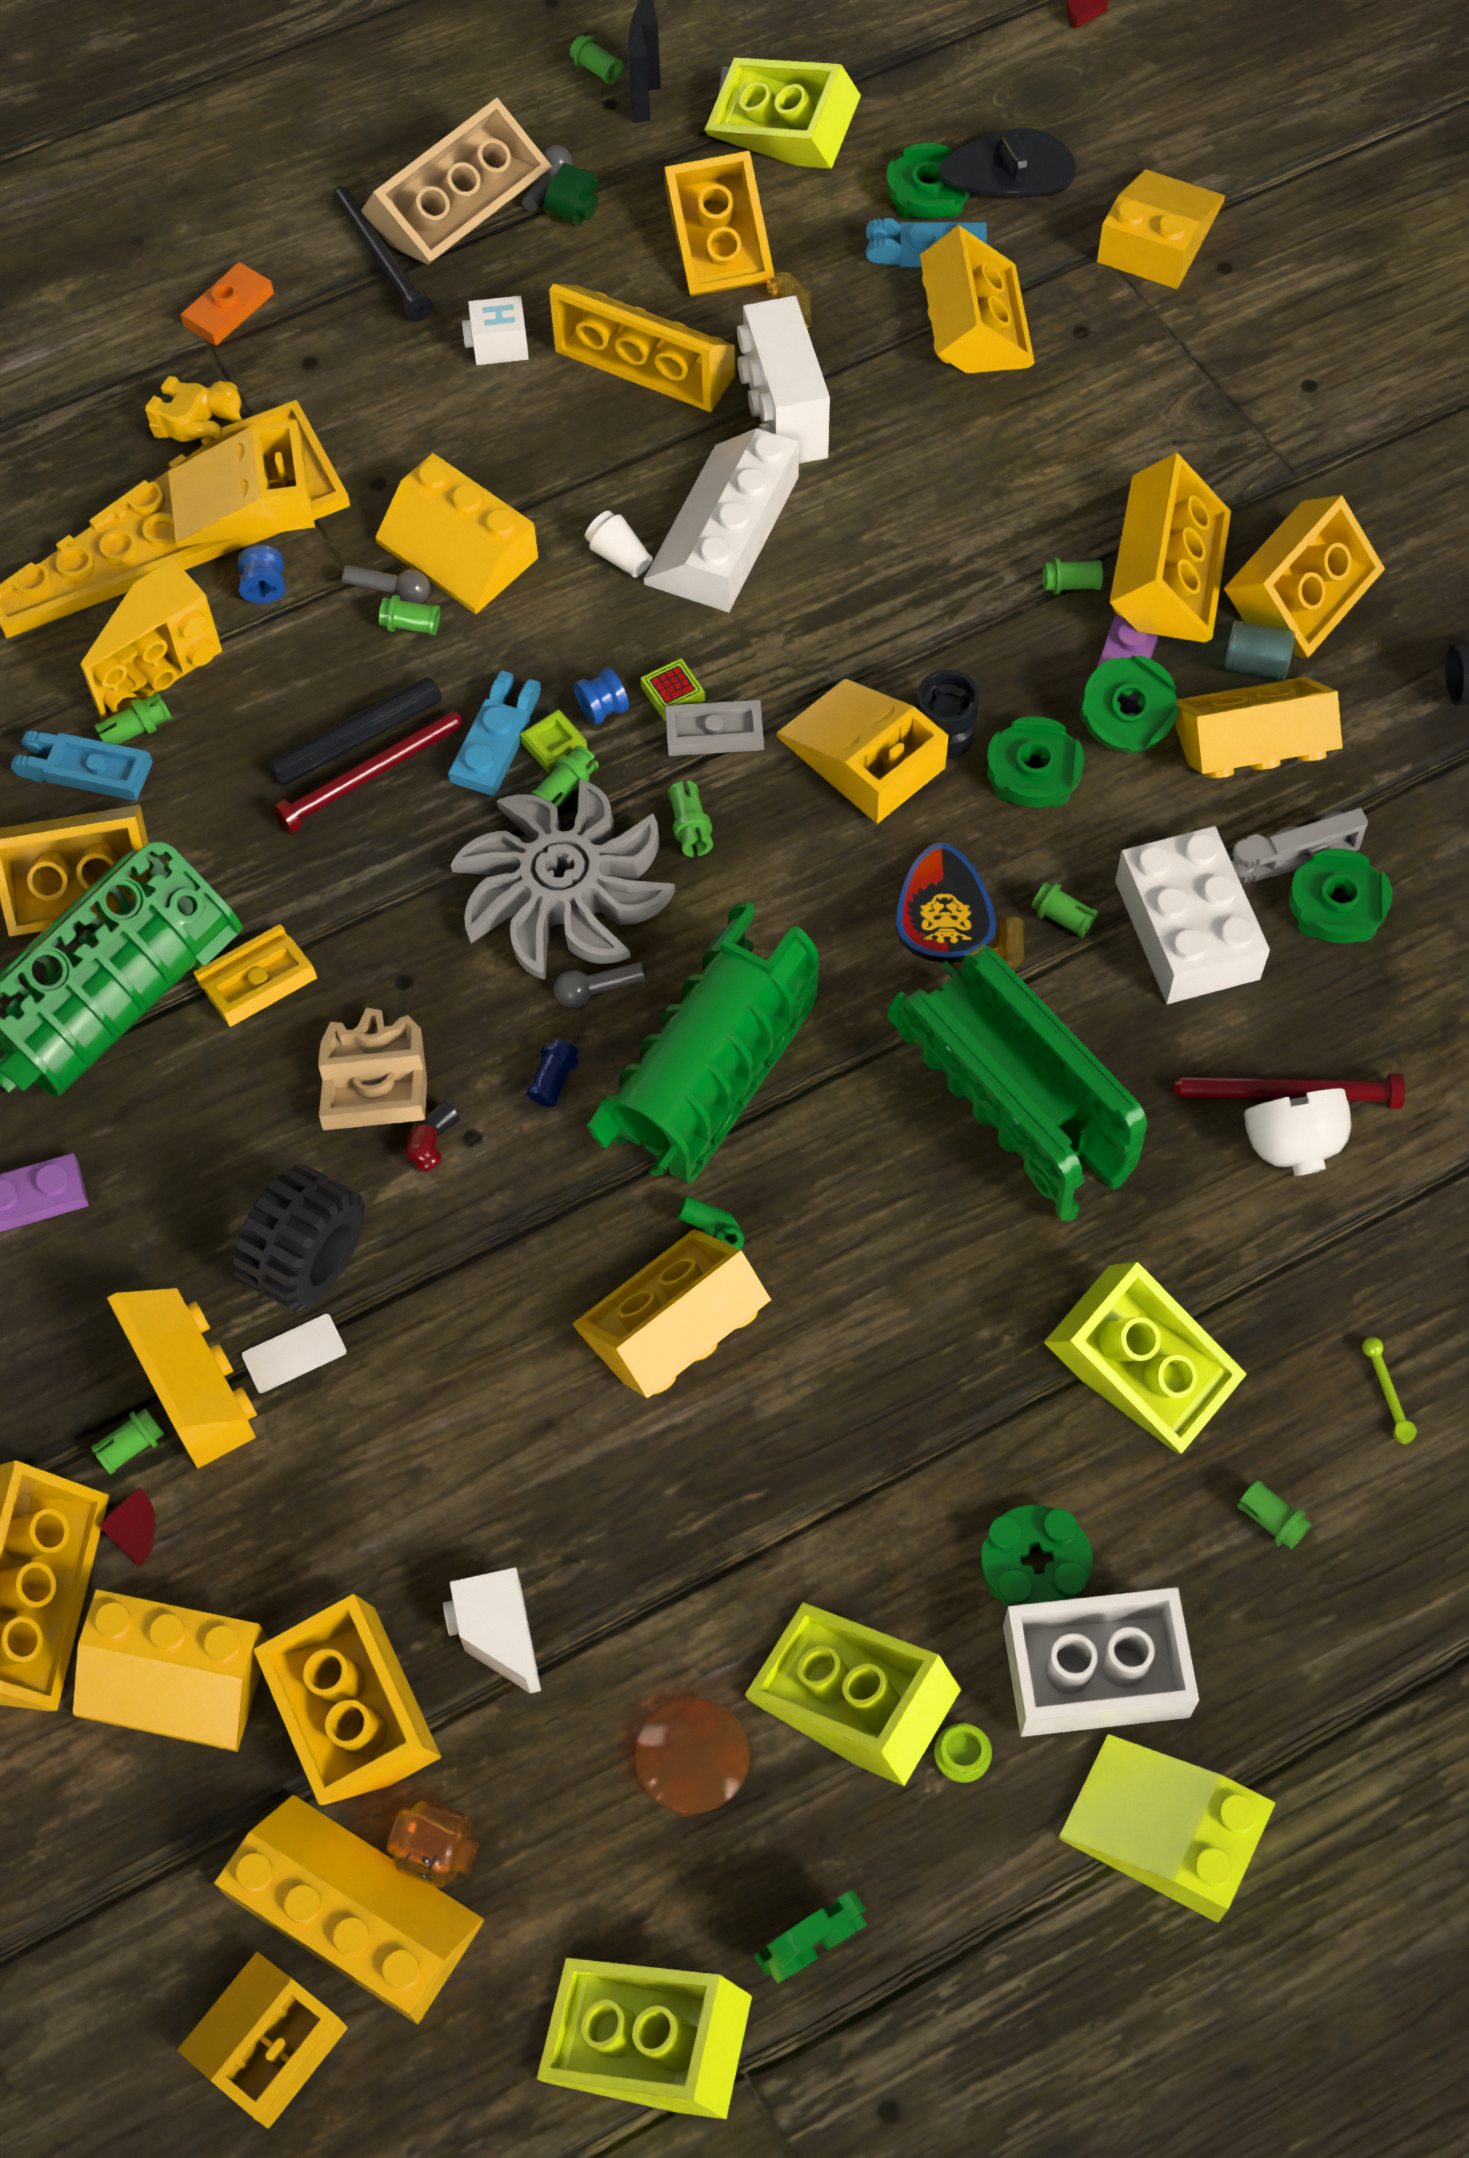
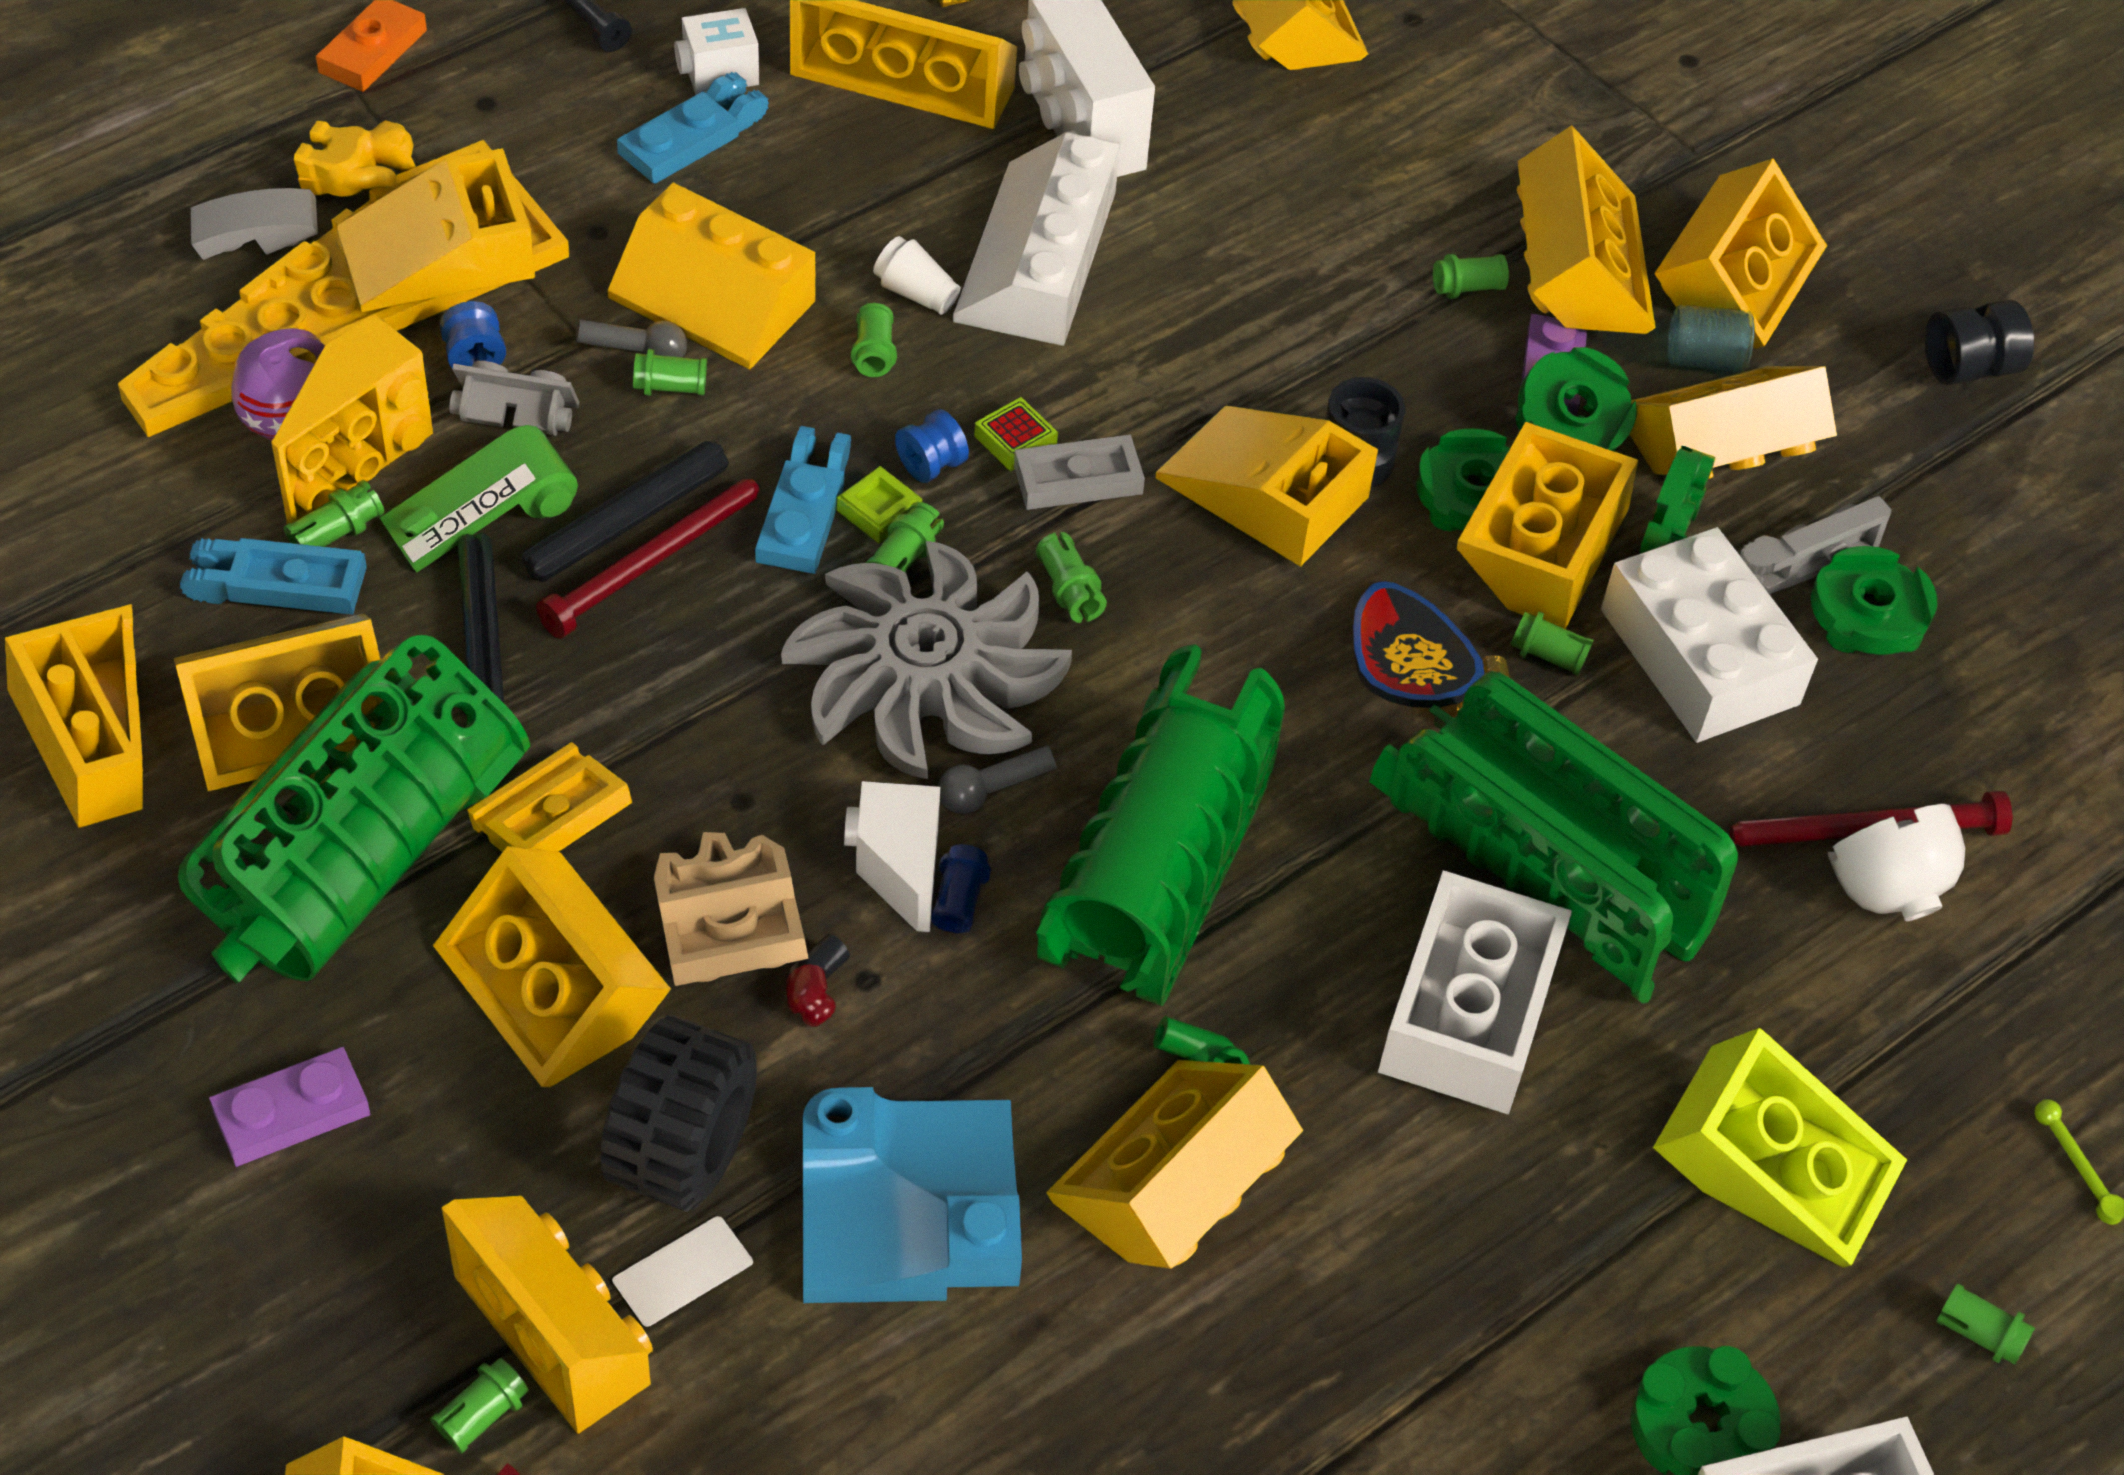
camera: 15 degrees left, 10 degrees down
(95, 599) = (270, 378): none -> medium lavender helmet
(119, 456) = (268, 215): none -> light grey slope
(229, 822) = (480, 611): none -> black axle
(233, 1103) = (549, 964): none -> yellow slope
(267, 621) = (491, 389): none -> light grey hinge
(270, 693) = (507, 472): none -> bright green door
(466, 1316) = (907, 1198): none -> dark azure slope
(467, 397) = (692, 128): none -> dark azure hinge
(511, 1033) = (897, 845): none -> white slope
(573, 607) = (874, 350): none -> bright green pin
(929, 1201) = (1474, 992): none -> white brick
(1079, 806) = (1548, 521): none -> yellow slope
(1191, 792) = (1679, 498): none -> green plate

